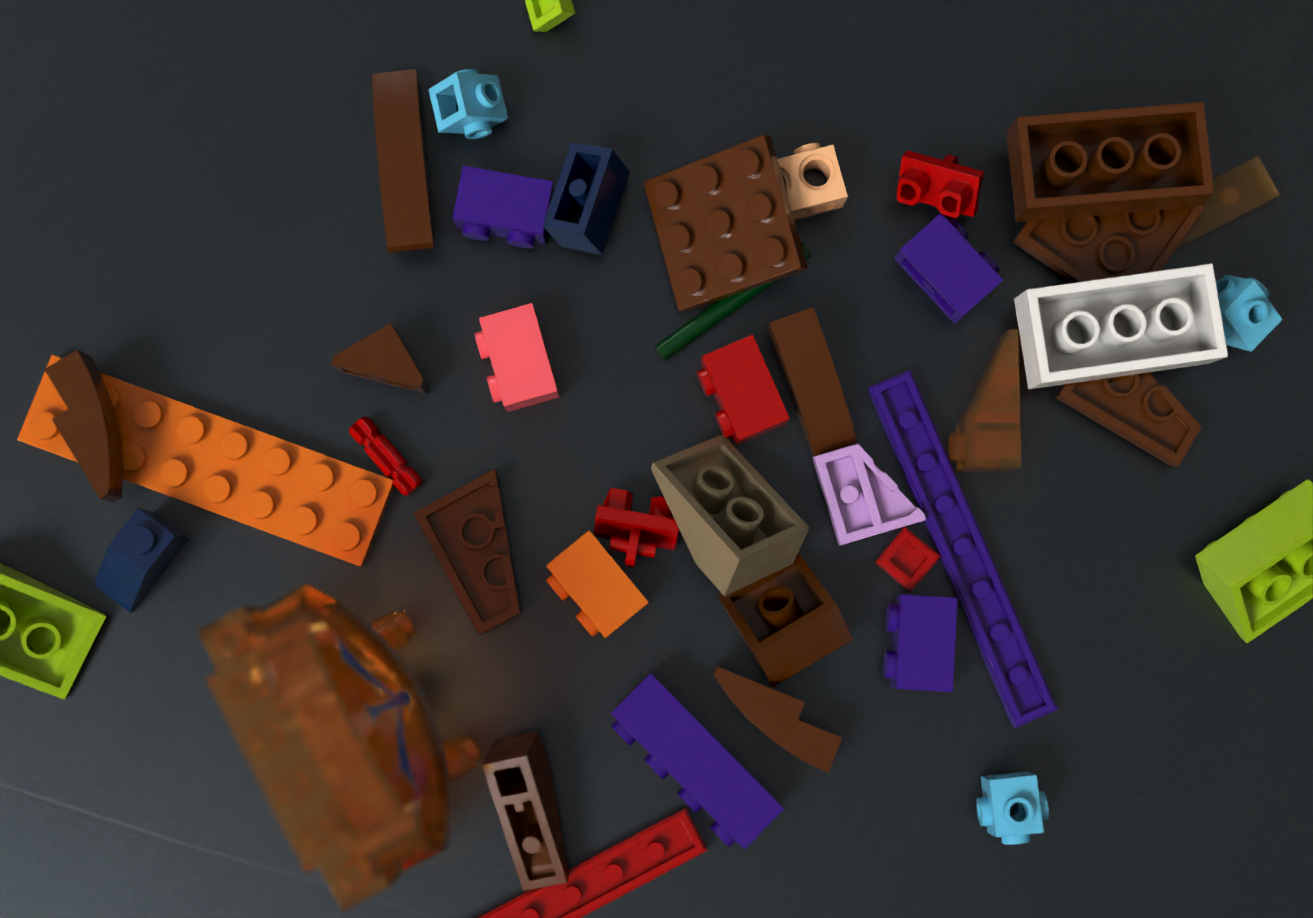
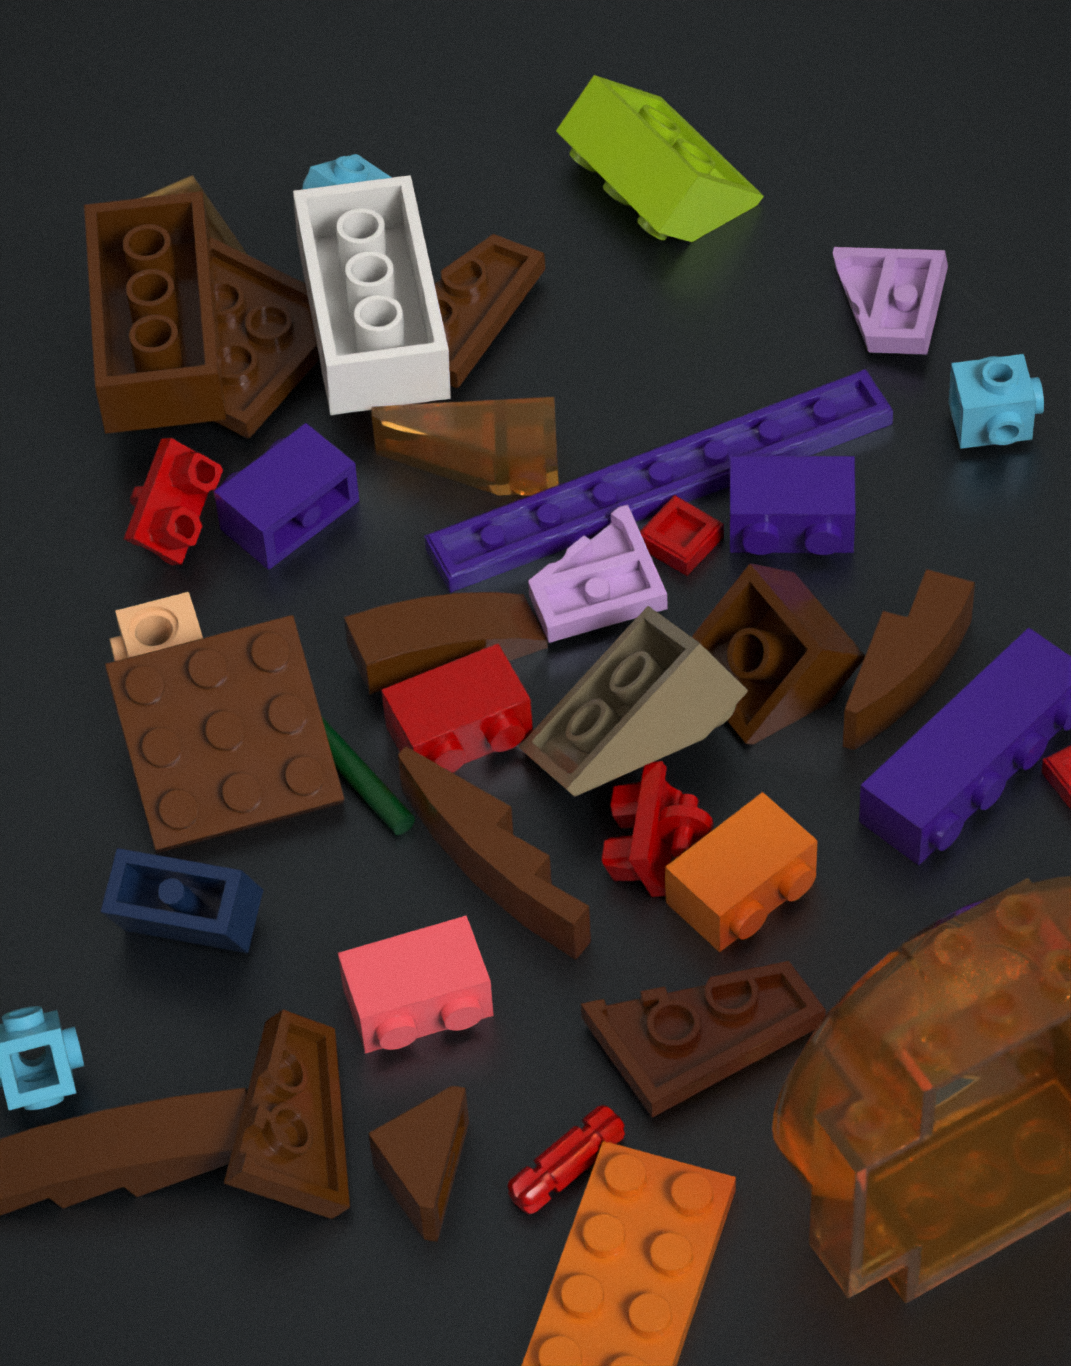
camera: 85 degrees left, 30 degrees down
(415, 275) = (293, 1120): none -> reddish brown wing
(502, 206) = (189, 1016): dark purple brick -> none
(637, 401) = (480, 840): none -> reddish brown slope
(1131, 737) = (893, 295): none -> lavender wing

